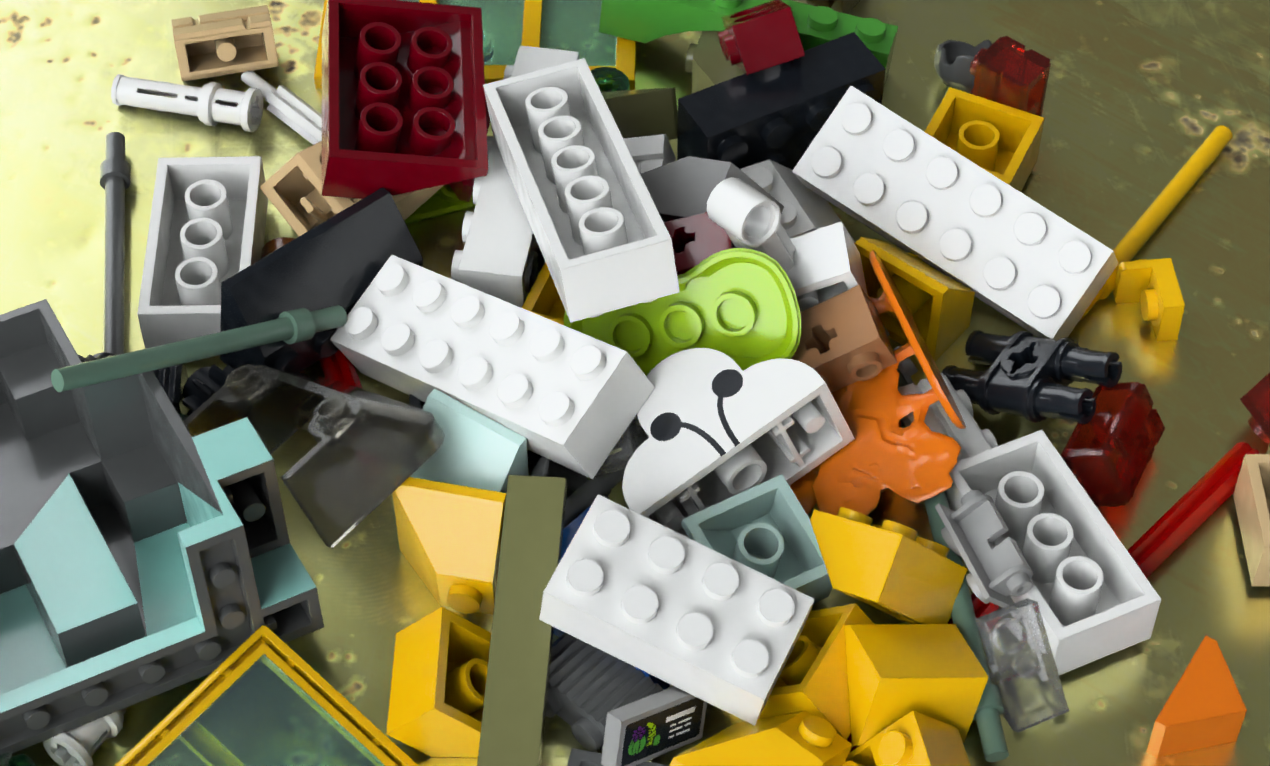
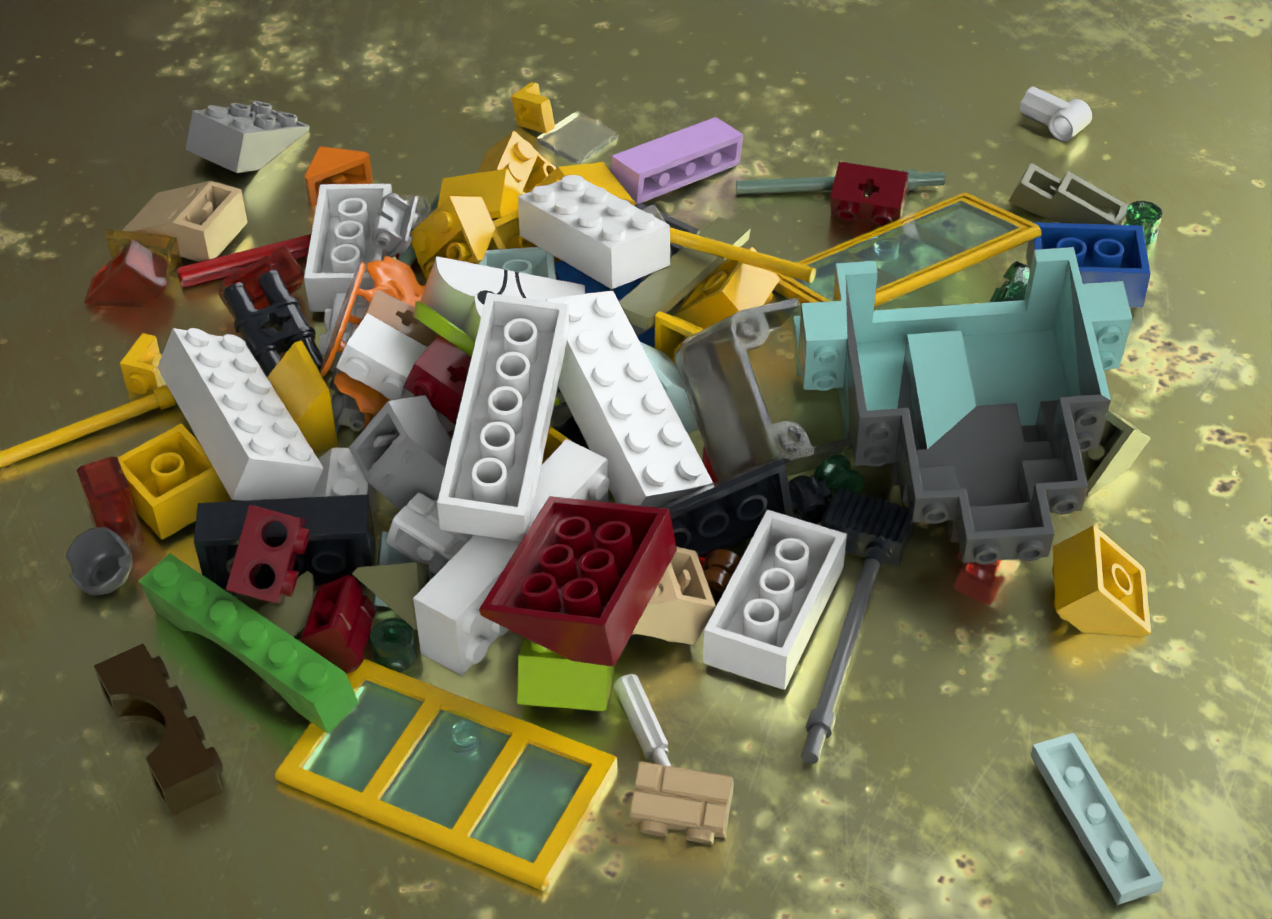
camera: 155 degrees left, 5 degrees down
(208, 103) = (717, 757): white pin -> none
(291, 327) = (740, 457): sand green bar -> none
(611, 684) = (742, 255): none -> yellow bar
(661, 54) = (340, 623): none -> dark red brick
(750, 220) = (414, 334): white piece -> none

